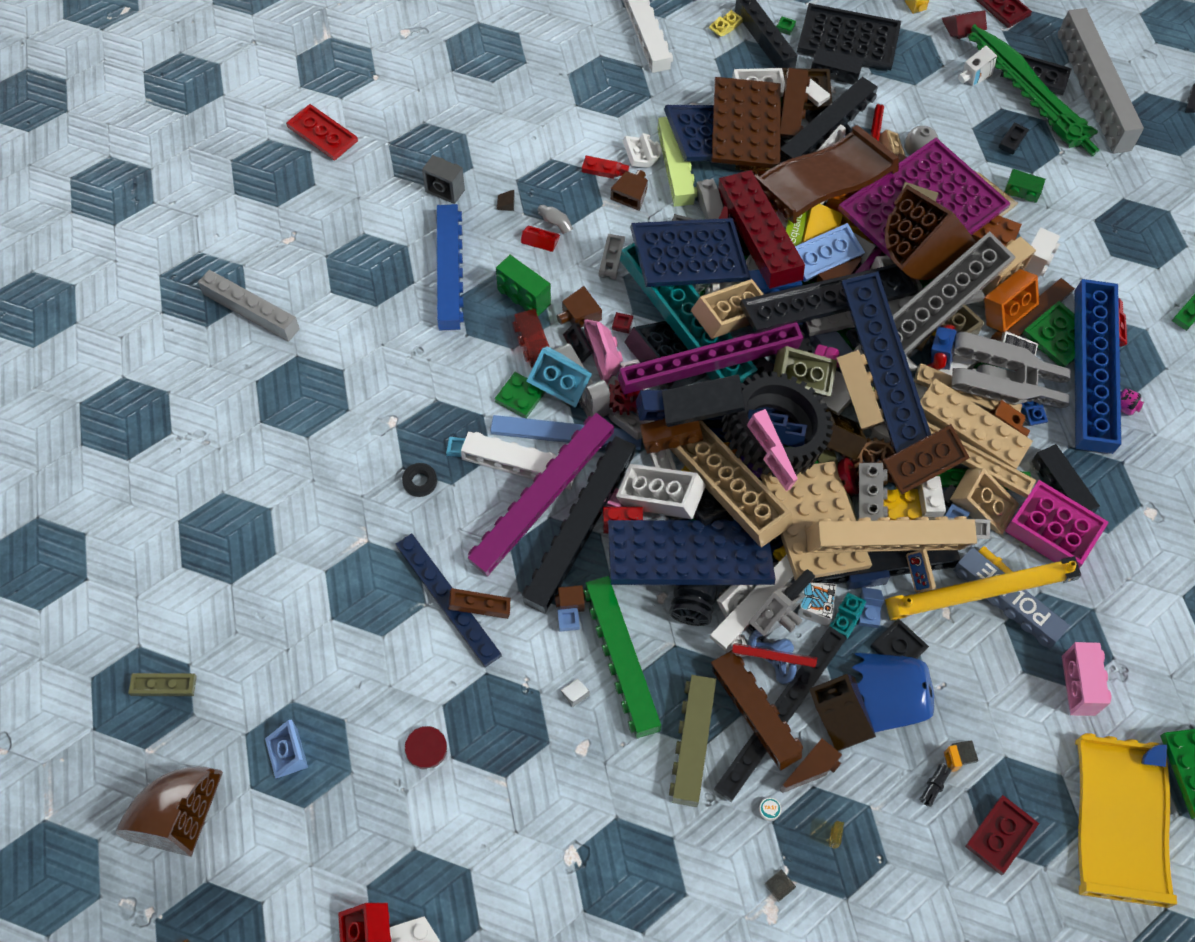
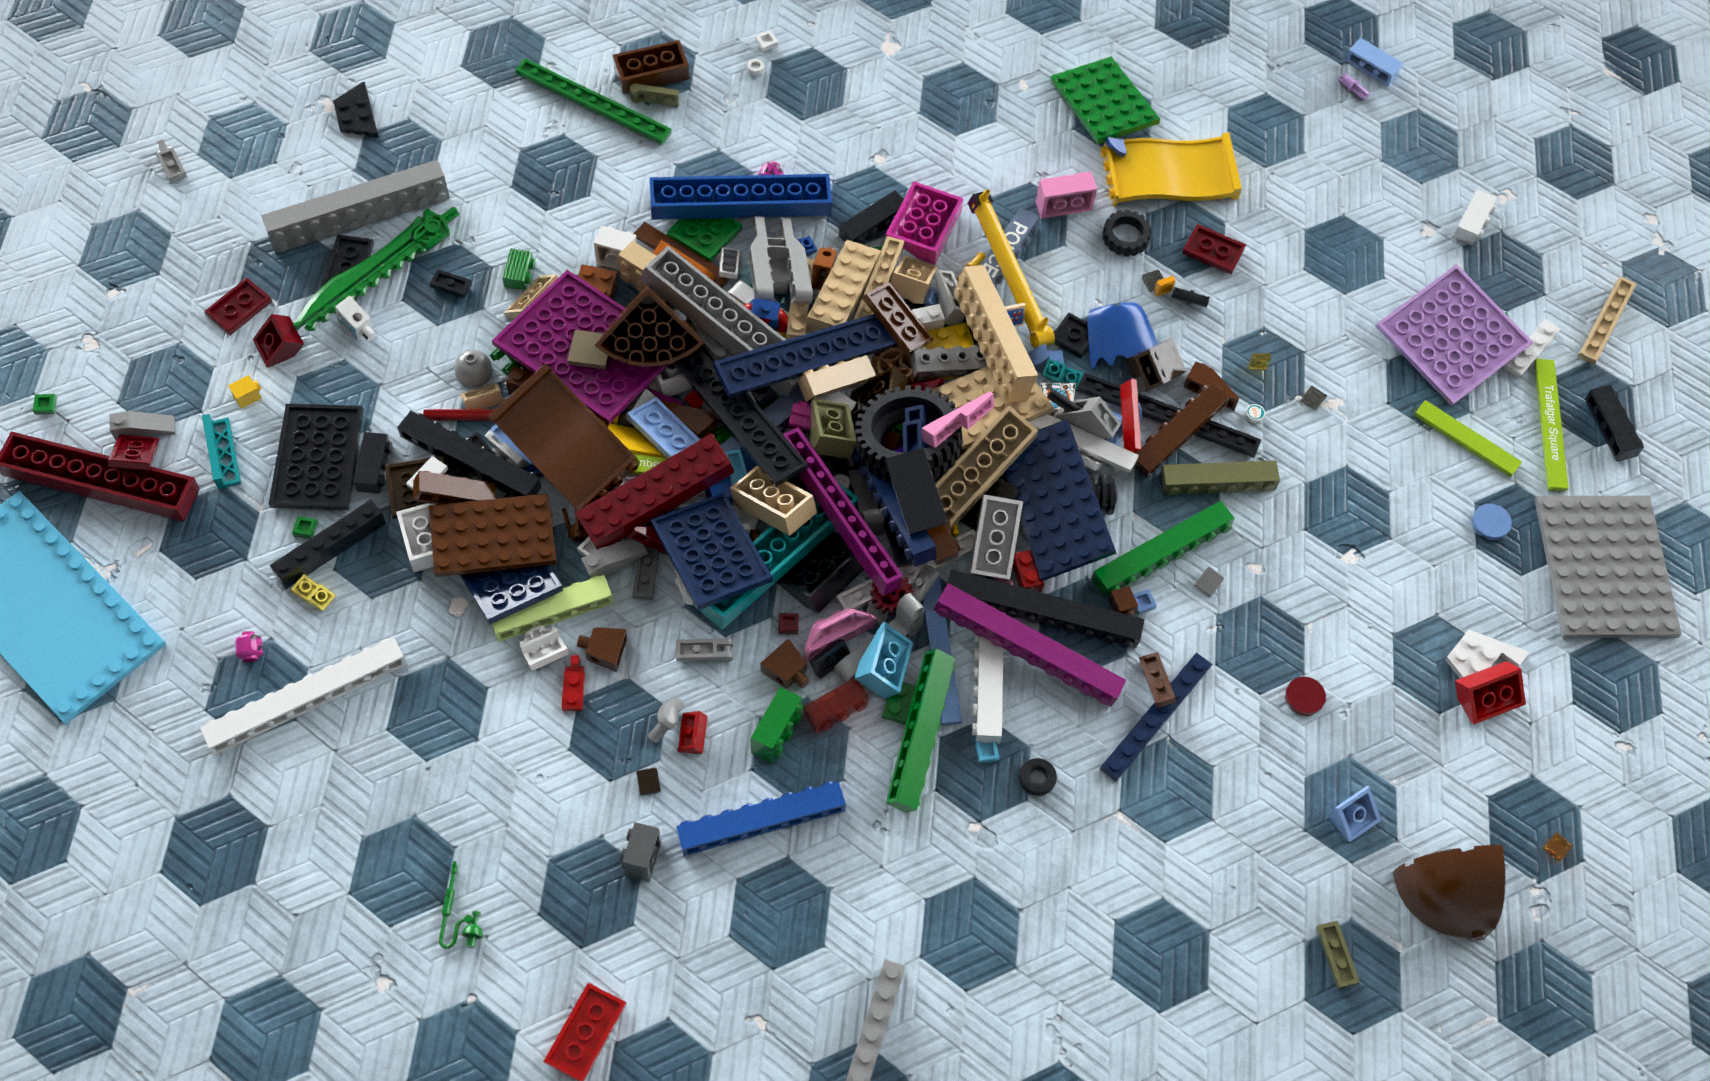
camera: 105 degrees left, 0 degrees up
(421, 77) = (471, 931): none -> green piece
(487, 390) = (920, 731): none -> green brick
(1046, 725) = (1129, 218): none -> black tyre

